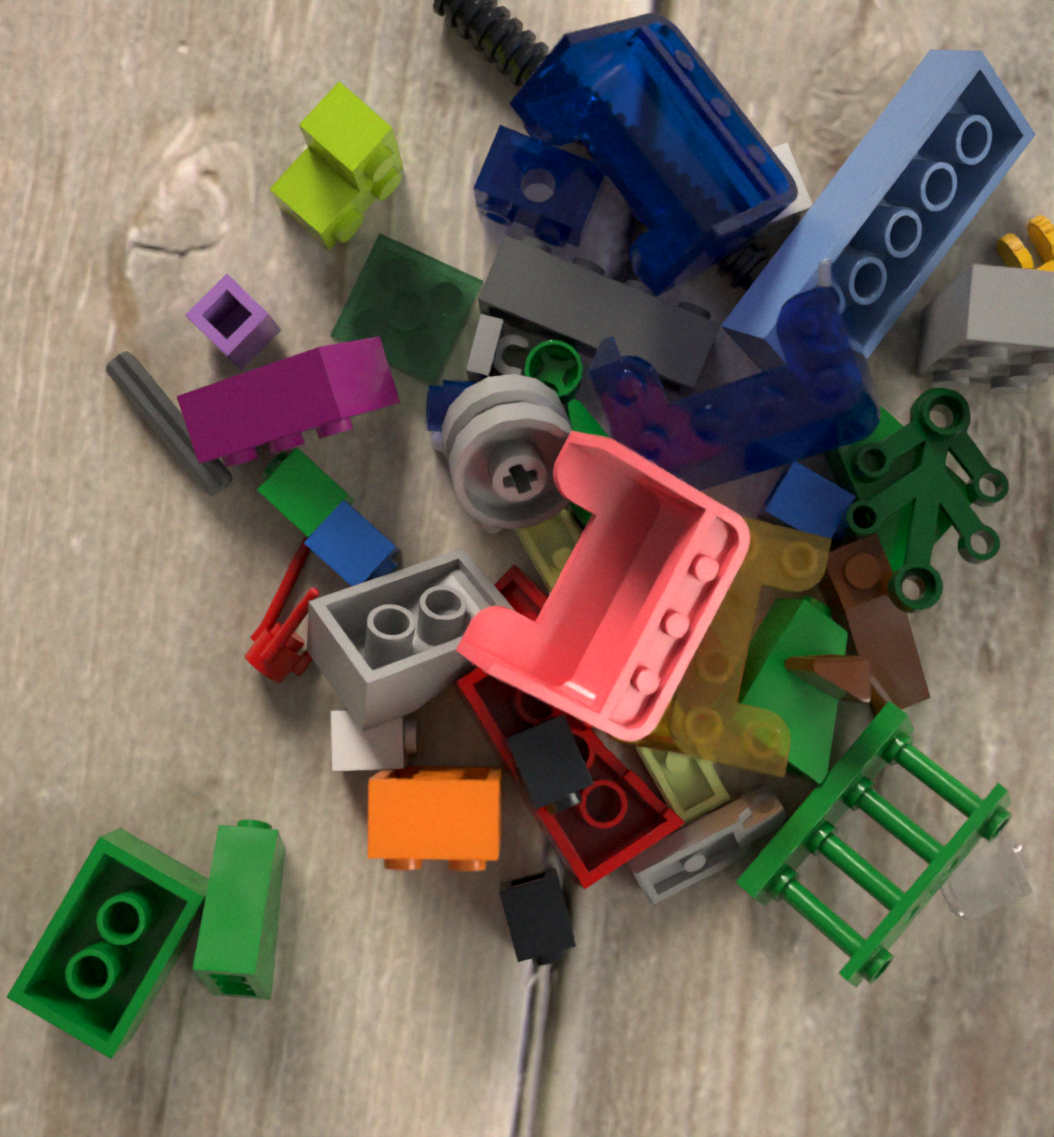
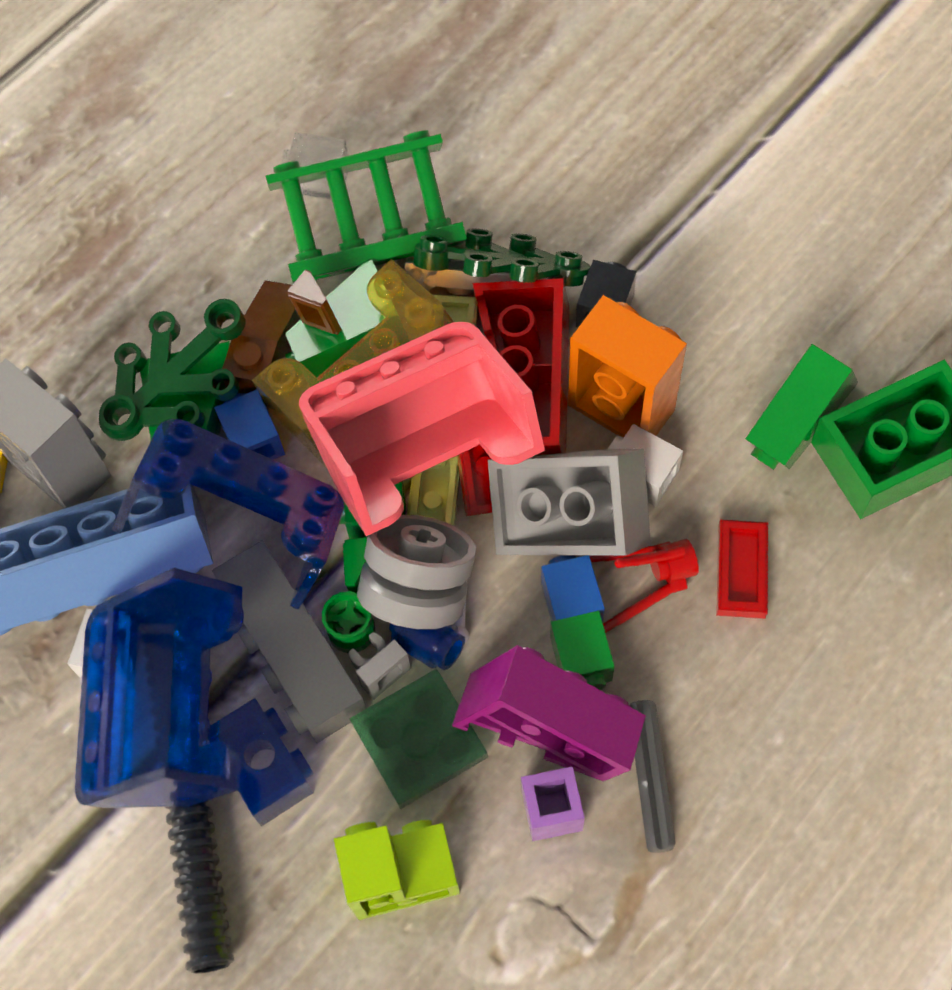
camera: 145 degrees left, 20 degrees down
(208, 694) = (742, 569): none -> red tile
(548, 764) = (535, 350): black brick -> none
(609, 913) = (486, 258): none -> dark green plant

